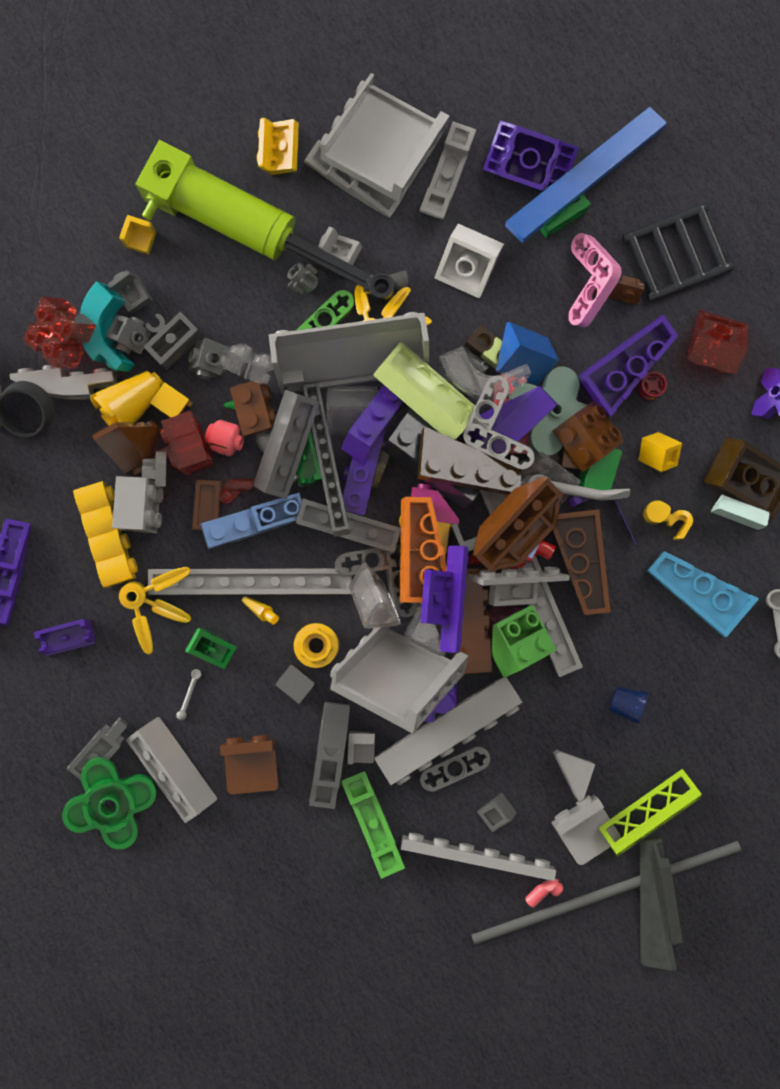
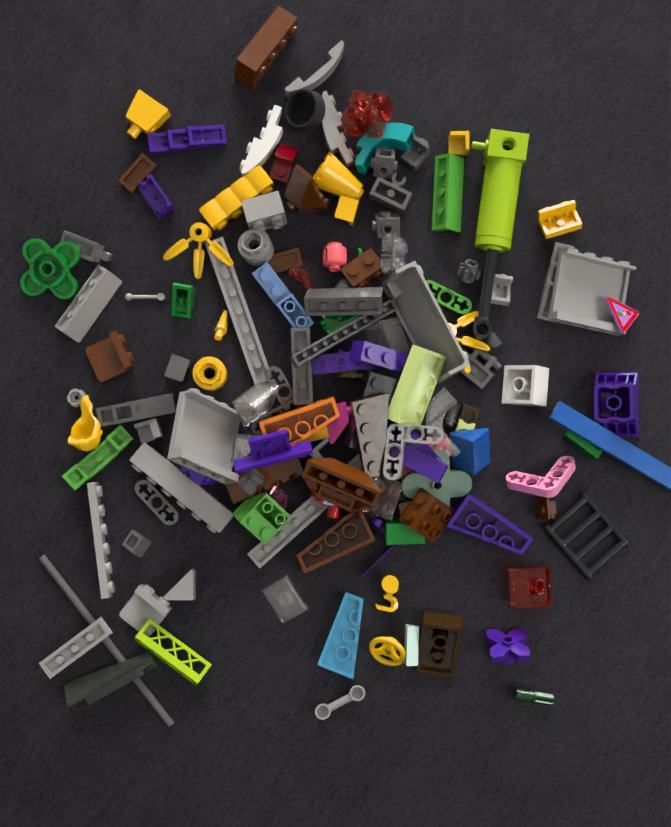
camera: 70 degrees right, 0 degrees up
(26, 650) = (137, 172): none -> reddish brown tile
(54, 481) = (261, 150): none -> white slope
(83, 461) = (283, 164): none -> dark red slope
(155, 469) = (294, 216): light grey tile -> none
(185, 444) = (320, 231): clear red brick -> none
(189, 529) = (257, 256): none -> light grey piece
(194, 271) = (447, 193): none -> bright green panel
(283, 832) = (71, 397): none -> light grey plate
(332, 826) = (86, 430): none -> yellow piece
(423, 110) = (621, 314): none -> piece
(435, 308) = (480, 374): none -> dark grey plate
(448, 170) = (585, 348): light grey slope -> none
(473, 638) = (251, 481): none -> dark grey wheel
(516, 587) = (298, 499): light grey bracket -> none
(543, 890) = (93, 594): coral arm -> none
(586, 492) = (384, 522): light grey piece -> none
(603, 934) = (75, 647): none -> light grey plate
(629, 703) = (245, 610): clear blue piece -> none
(631, 648) = (285, 599): none -> clear slope
(656, 386) = (481, 552): dark red wheel -> none
(660, 451) = (435, 571): yellow panel -> none
(736, 542) = (388, 648): none -> yellow piece

